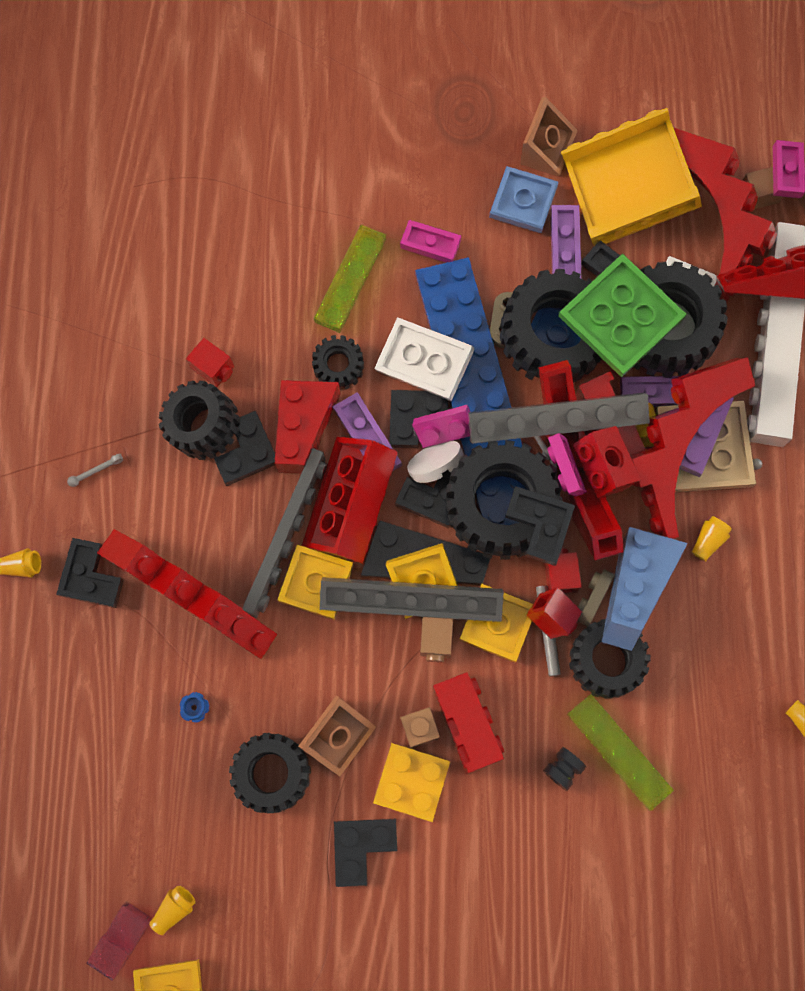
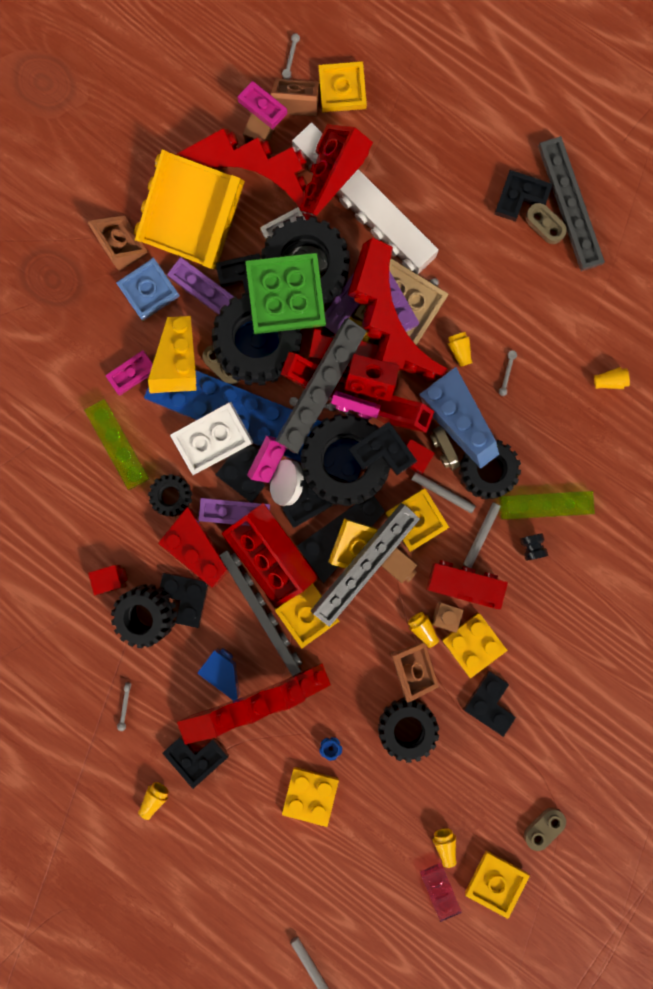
camera: 55 degrees left, 10 degrees up
(129, 723) = (310, 796): none -> yellow plate
(195, 538) = (221, 673): none -> blue slope
(389, 710) = (423, 629): none -> yellow cone
(475, 266) = (174, 360): none -> yellow wedge
(534, 704) = (482, 534): none -> light grey bar
(554, 613) = (438, 481): red brick -> none
(746, 598) = (511, 356): none -> light grey hinge

